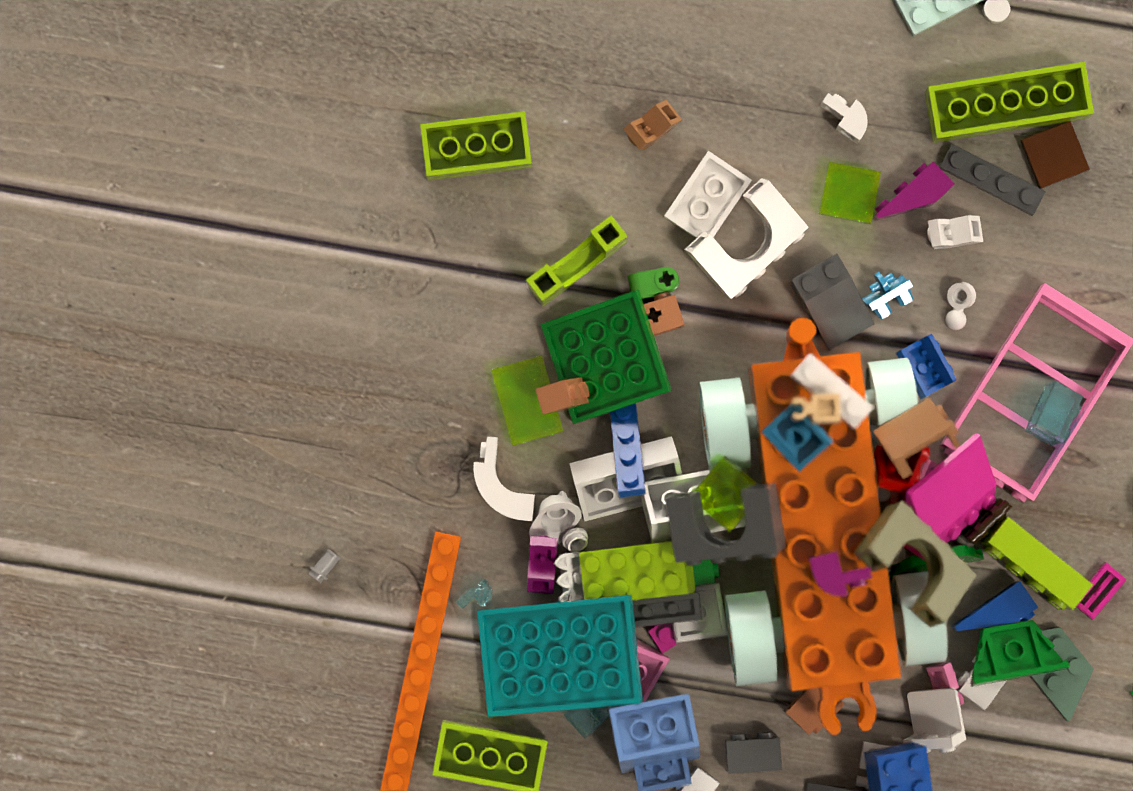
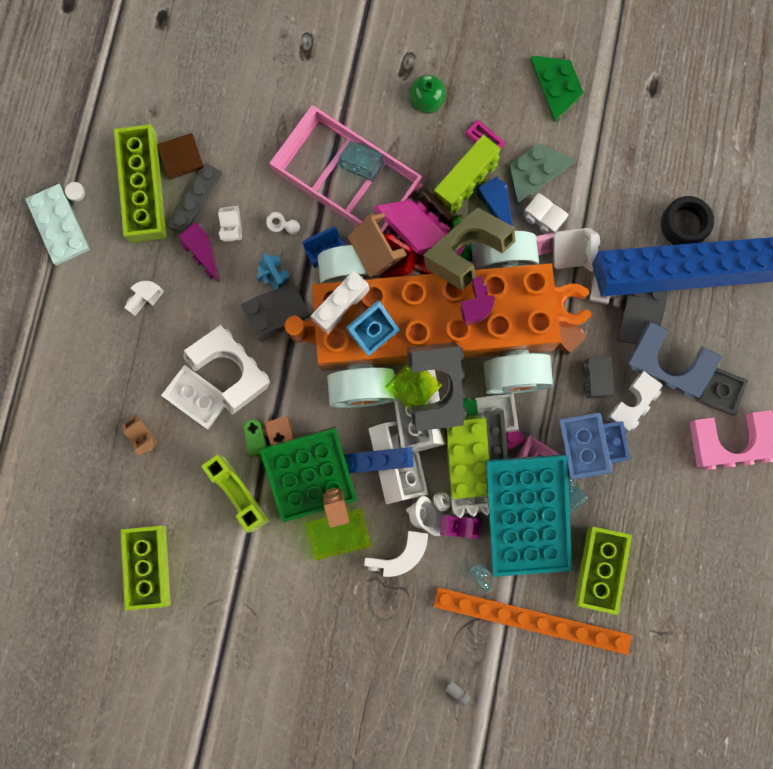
camera: 90 degrees left, 5 degrees down
(821, 408) = (353, 306): tan plate -> none
(849, 193) = (198, 296): clear neon green plate -> none
(1014, 653) = (529, 193): green wing -> none

